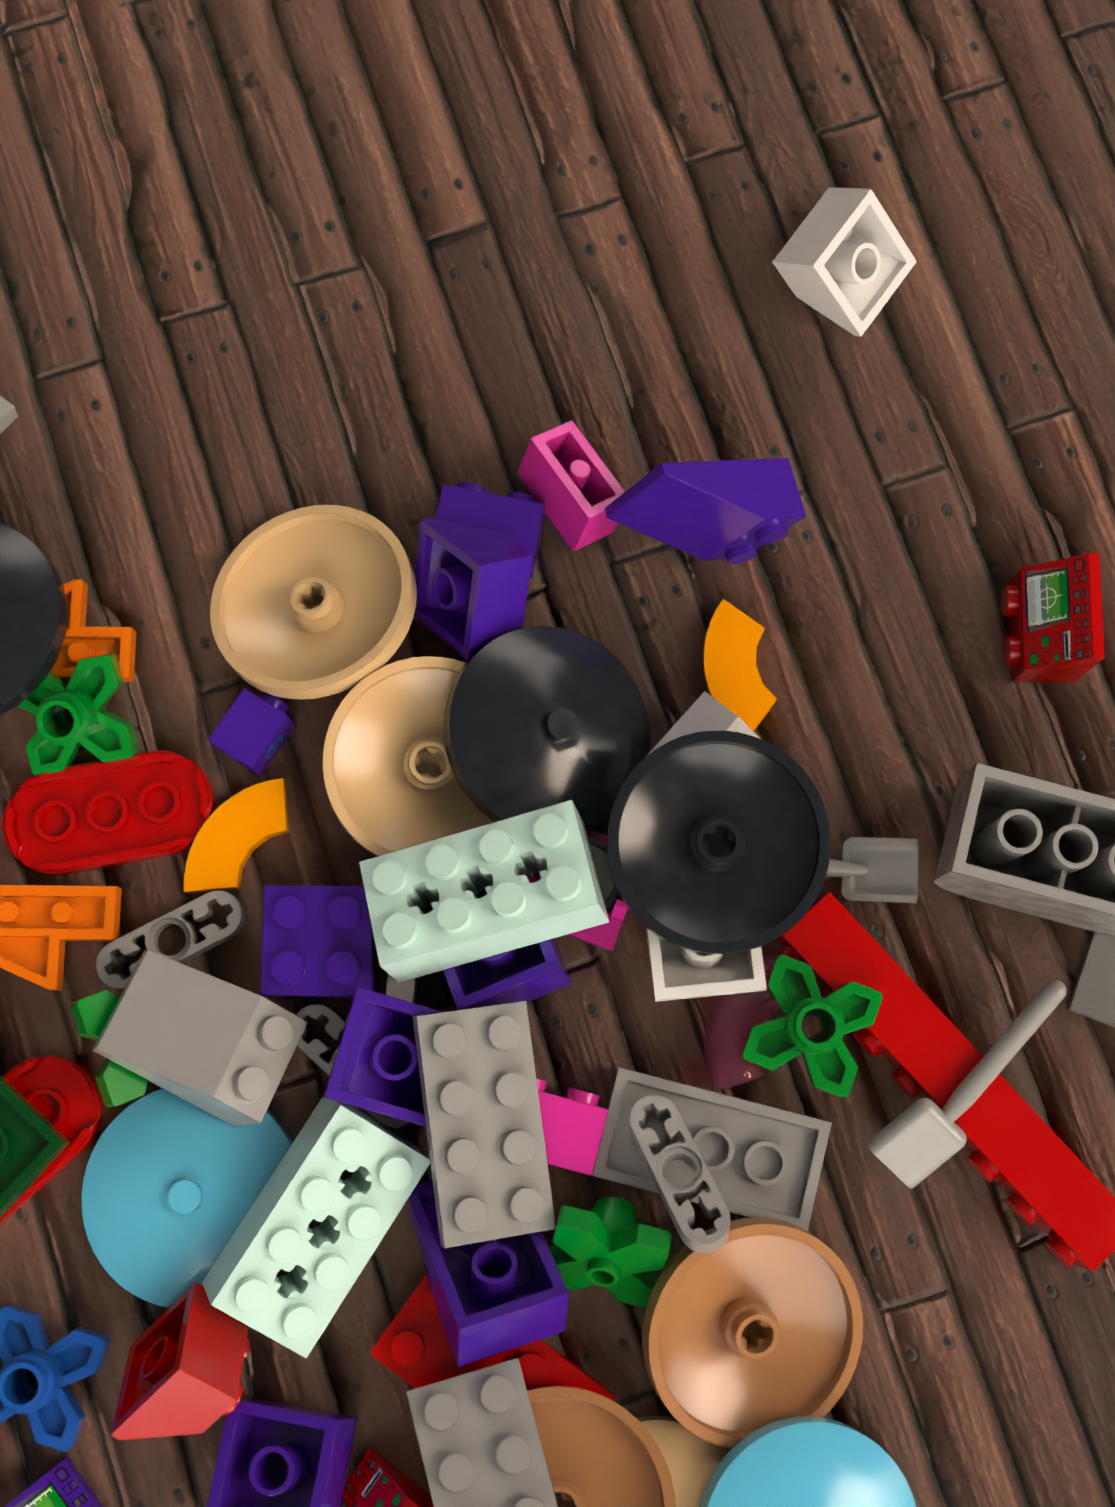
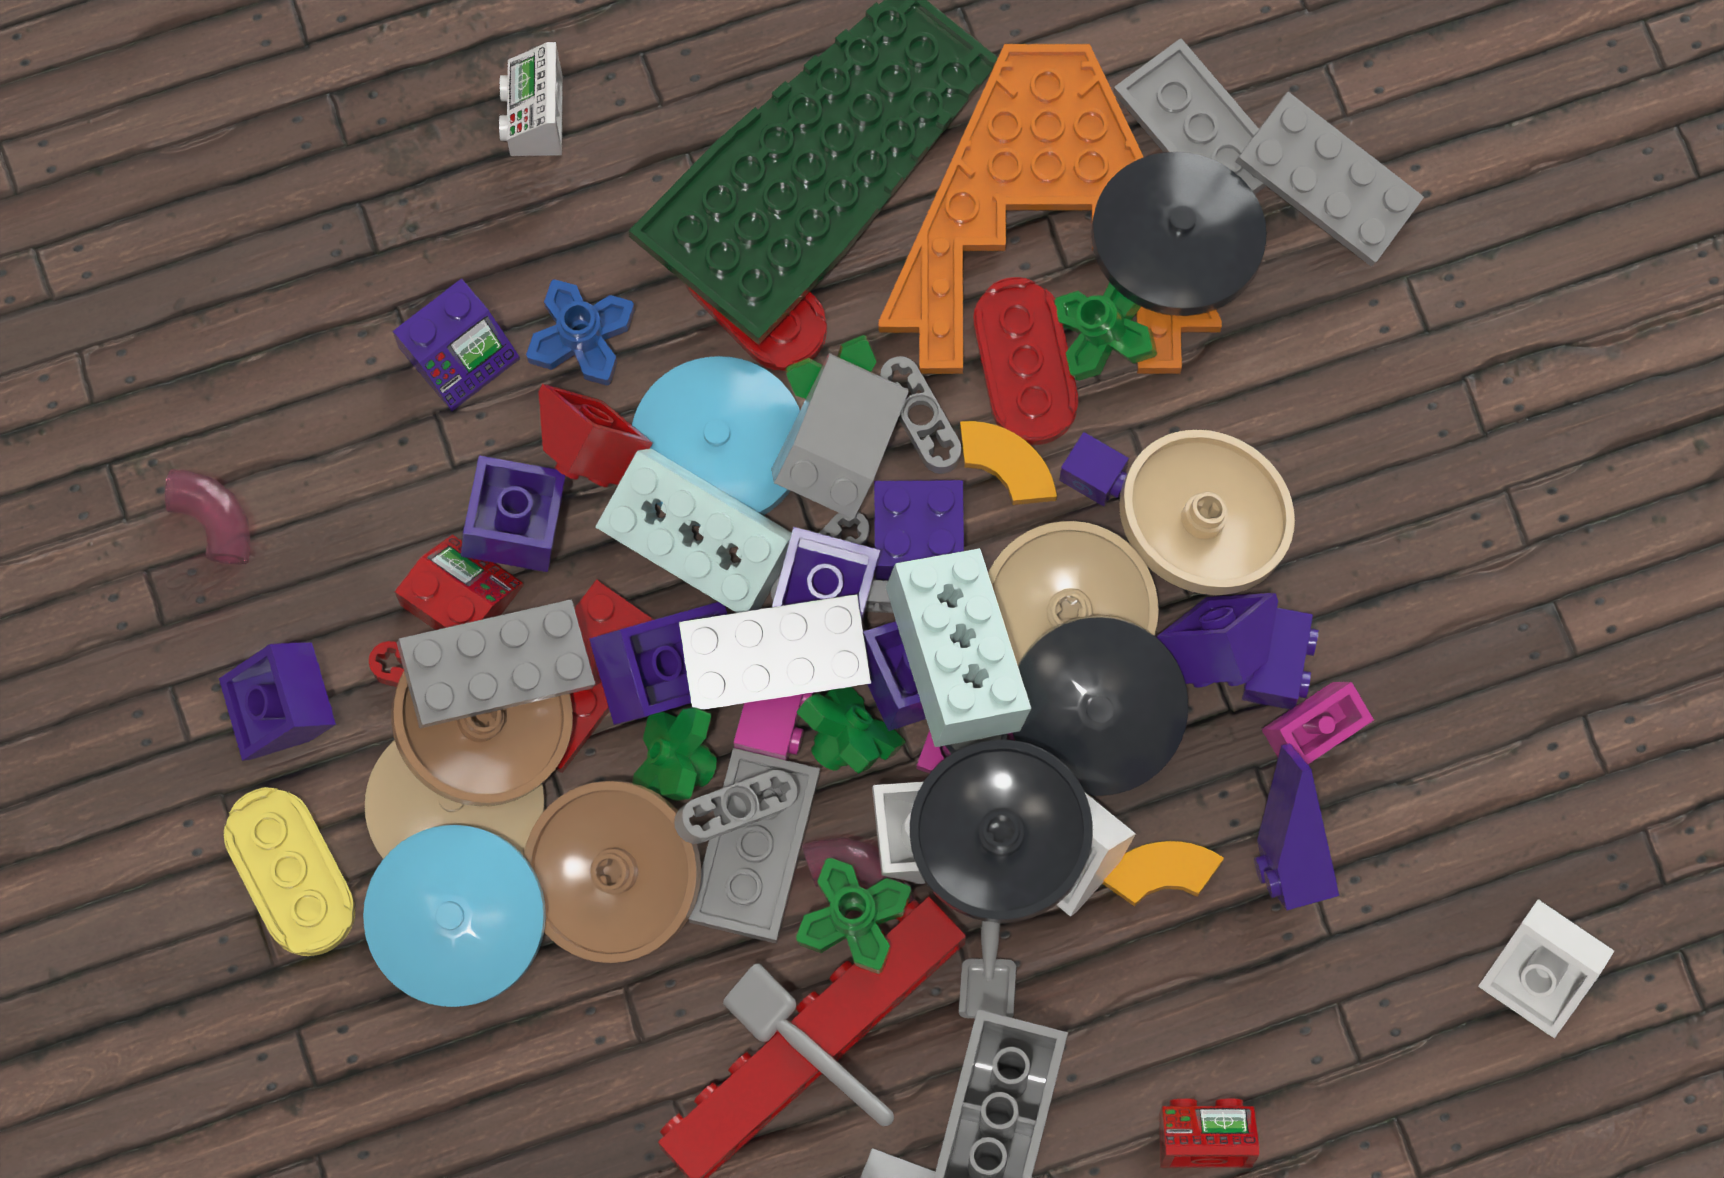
camera: 90 degrees right, 5 degrees down
(579, 1031) = (847, 731): none -> green plant

